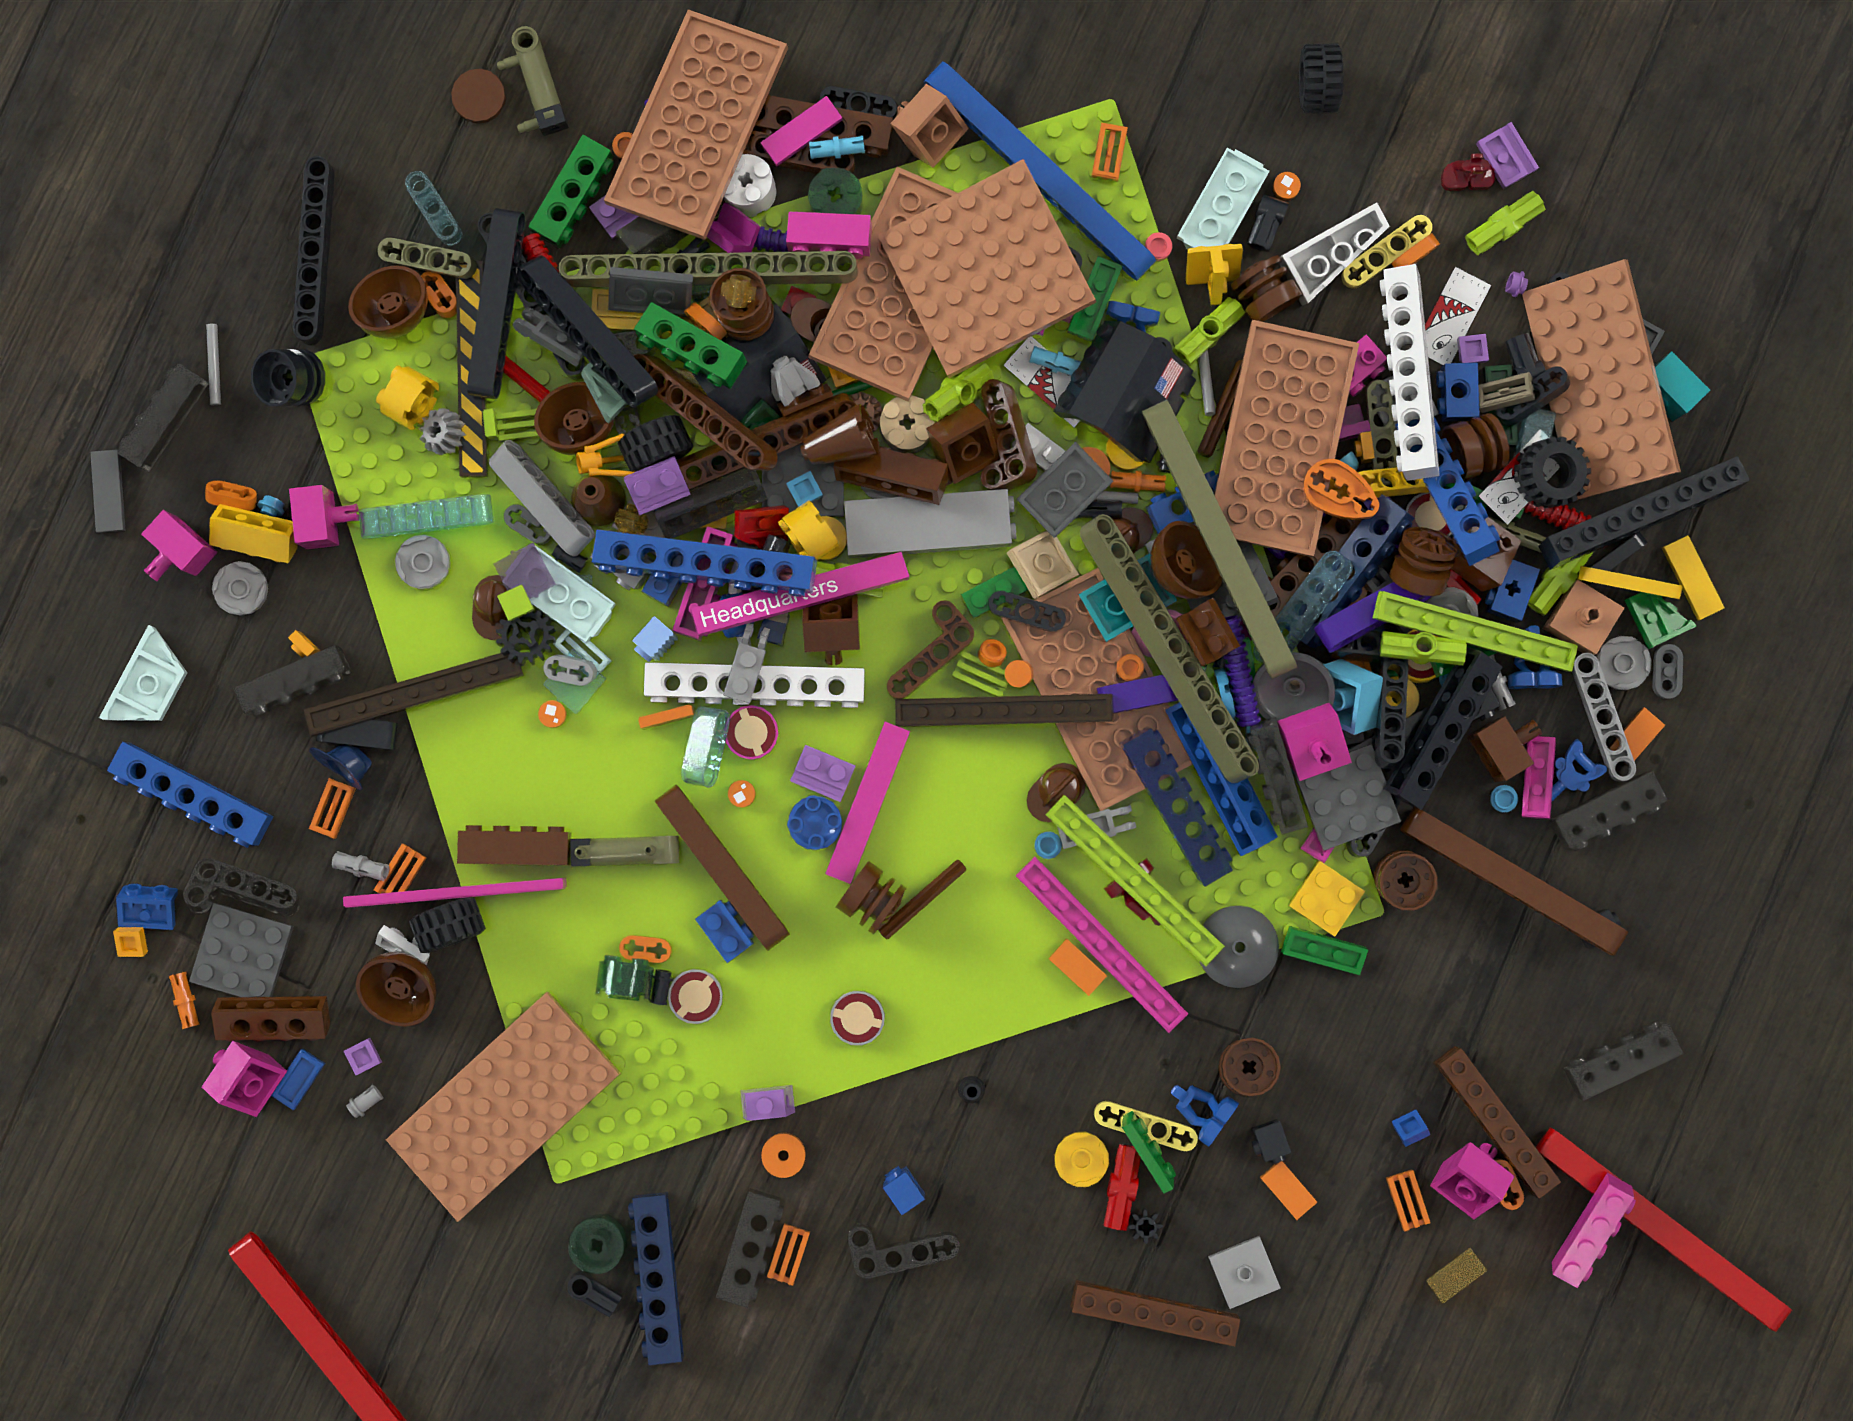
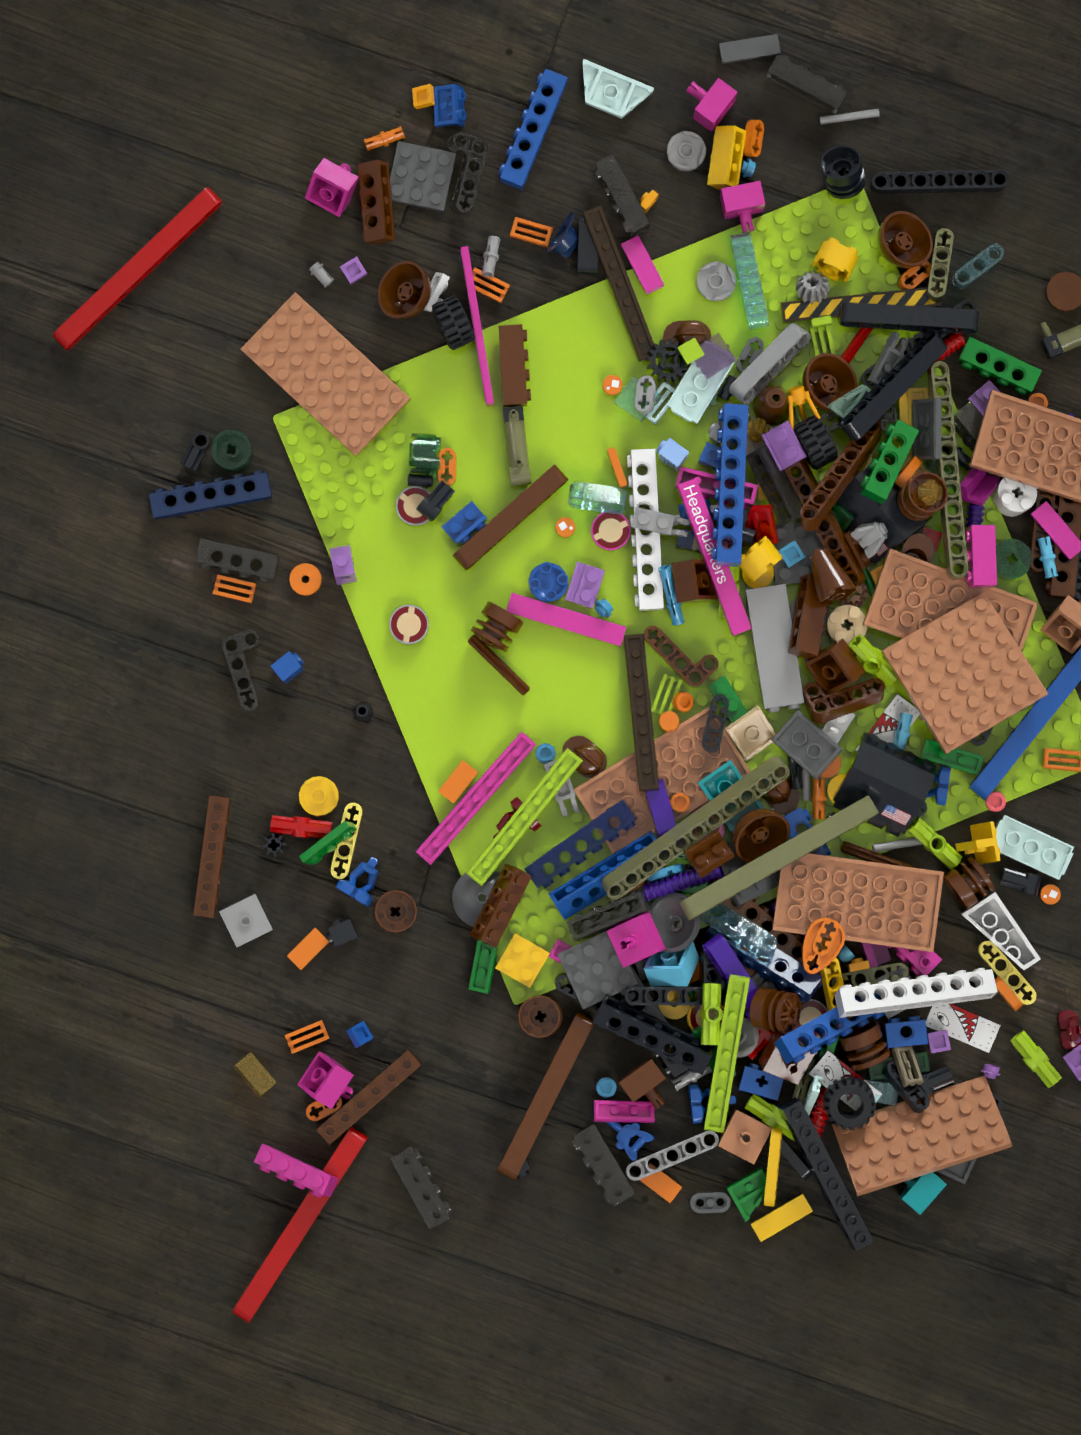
camera: 85 degrees right, 0 degrees up
(298, 1079) = (333, 225): blue tile -> none
(391, 660) = (642, 265): none -> dark pink tile
(696, 973) = (432, 504): none -> black piece
(847, 657) = (669, 589): none -> dark azure pin
(856, 750) = (603, 608): none -> dark azure plate
(1254, 922) = (500, 905): none -> reddish brown brick
(1535, 521) = (812, 1093): none -> light aqua tile
(1624, 662) = (714, 1169): light grey tile -> none

